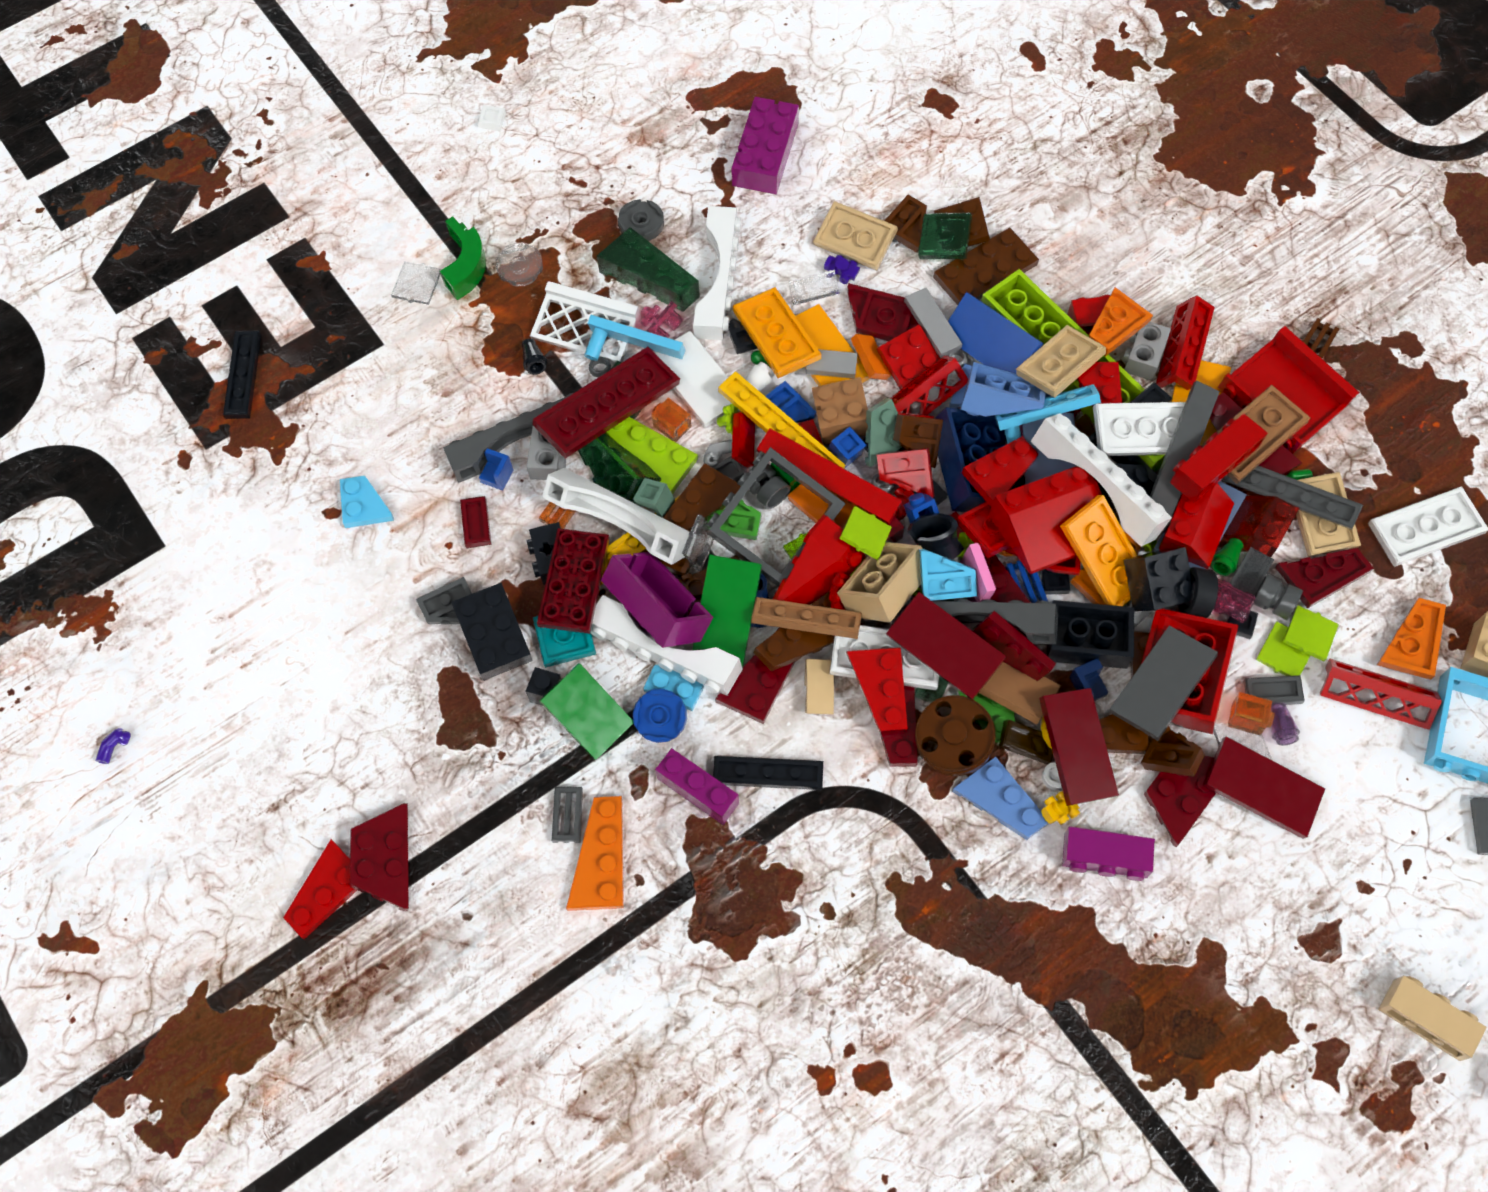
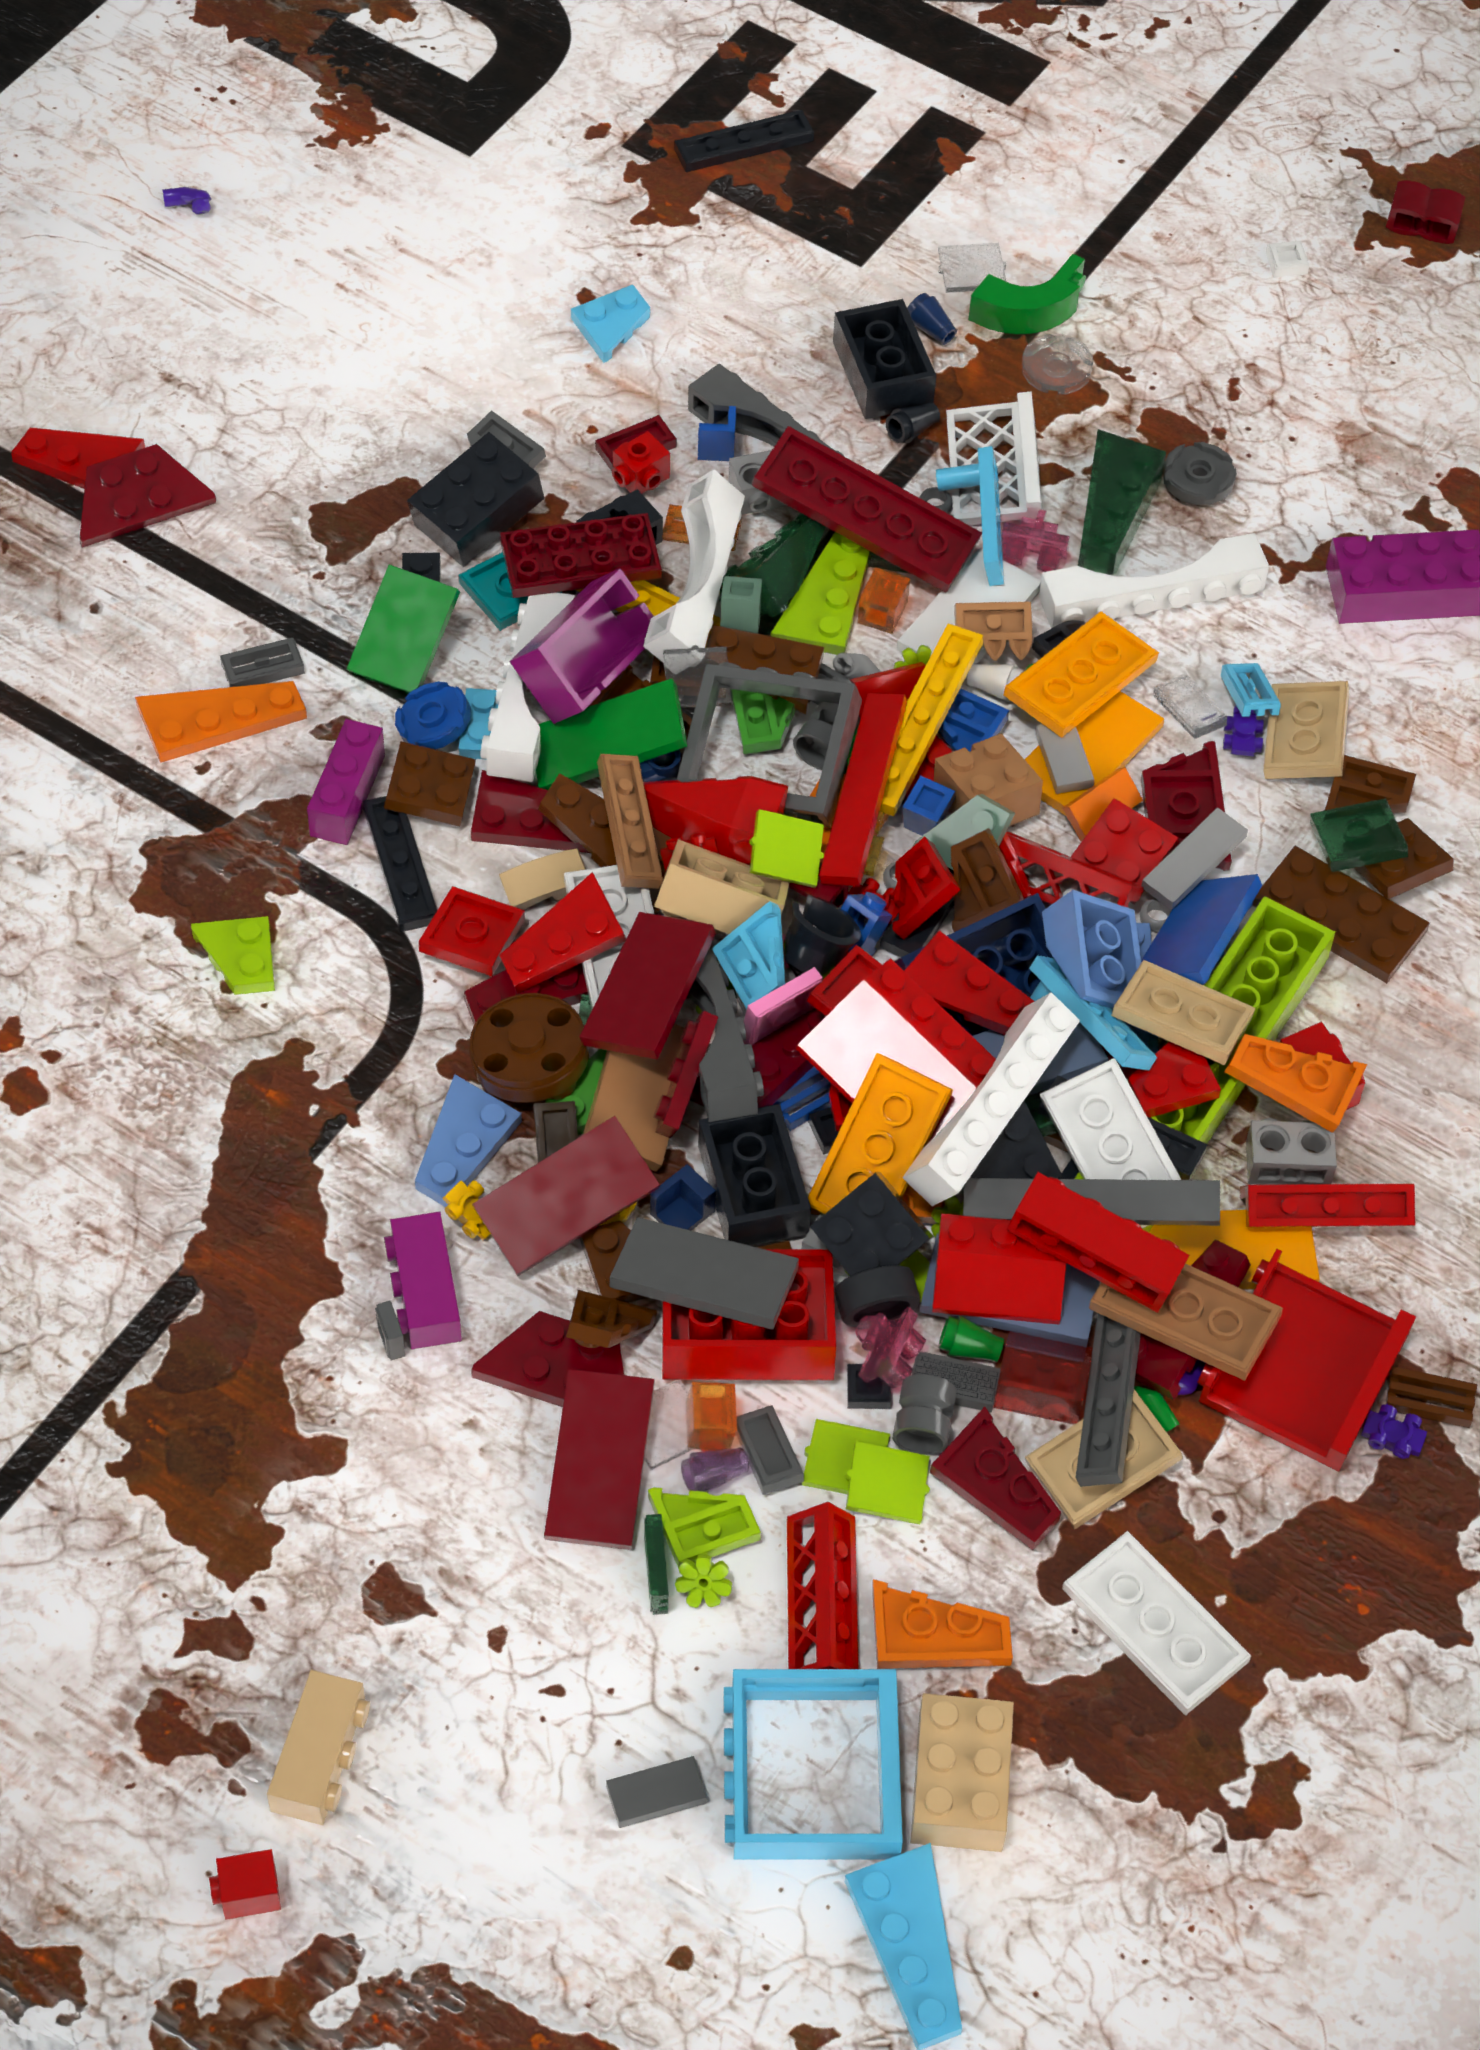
camera: 65 degrees right, 10 degrees down
(453, 317) = (931, 318): none -> dark blue cone
(479, 353) = (883, 358): none -> black brick
(492, 36) = (1425, 212): none -> dark red brick
(503, 522) = (641, 463): none -> red brick
(715, 734) = (430, 783): none -> reddish brown plate
(722, 363) = (998, 624): none -> medium nougat plate
(808, 897) = (239, 952): none -> lime wing
(816, 252) = (1243, 689): none -> medium azure tile
(845, 743) = (471, 931): none -> red plate
(1140, 885) = (389, 1330): none -> dark grey tile
(1319, 743) = (704, 1523): none -> lime wing
(1341, 363) = (1397, 1436): none -> dark purple piece
(1344, 777) = (656, 1564): none -> clear green tile
(1359, 754) = (703, 1581): none -> lime plant

